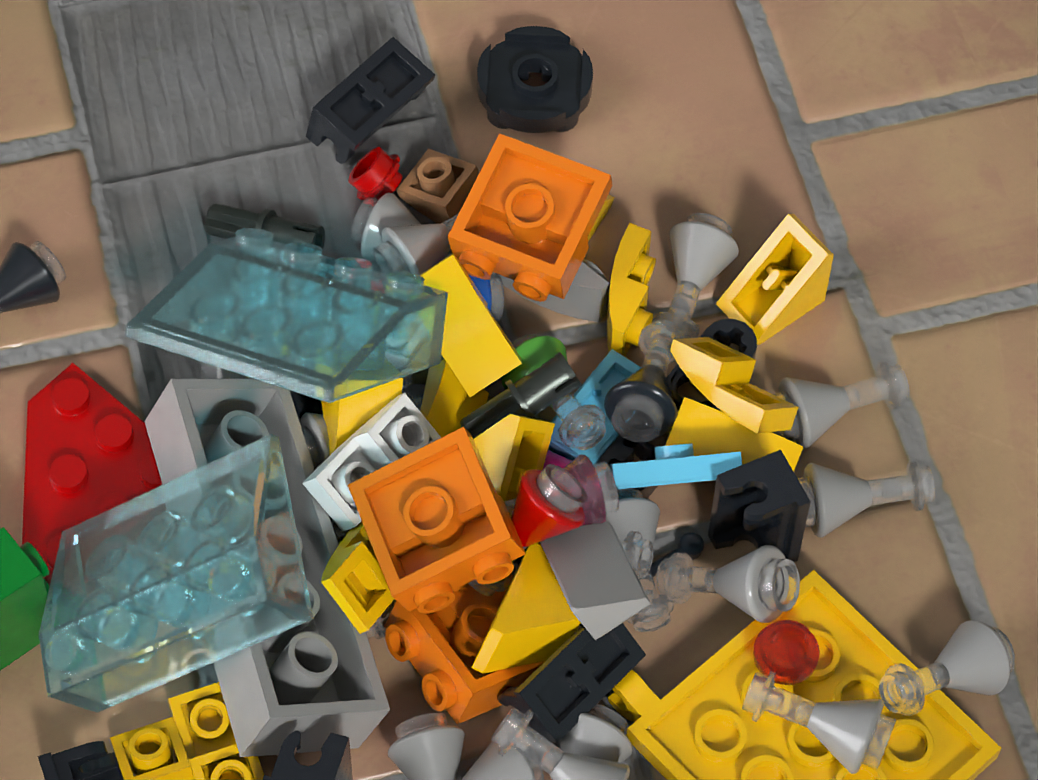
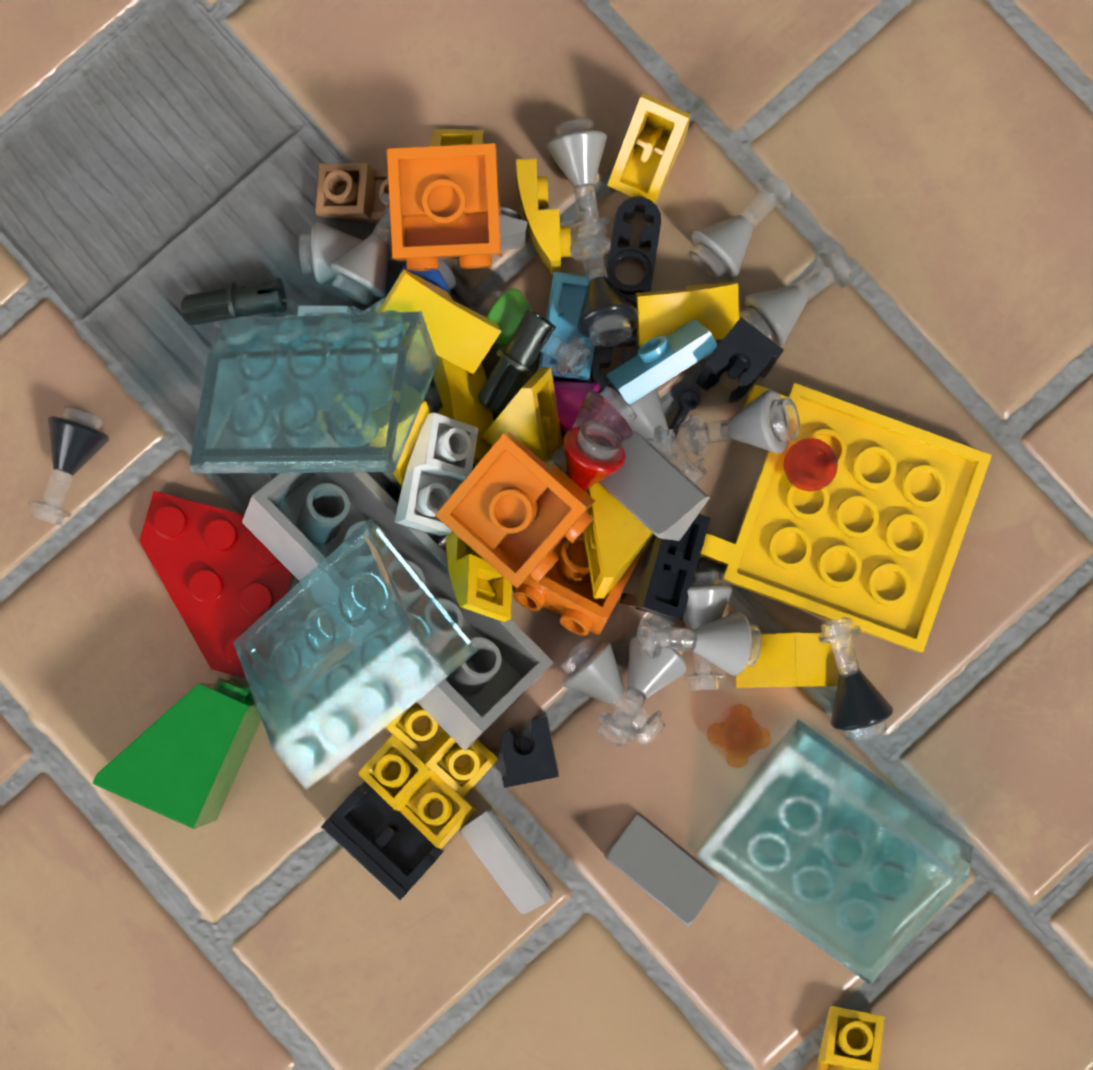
camera: 20 degrees left, 25 degrees up
(368, 98) = (253, 145): black hinge -> none
(376, 174) = (292, 208): red plate -> none
(534, 108) = (381, 31): black plate -> none
(724, 380) = (651, 260): yellow slope -> none
(849, 729) = (886, 504): piece -> none
(972, 661) = (939, 396): piece -> none

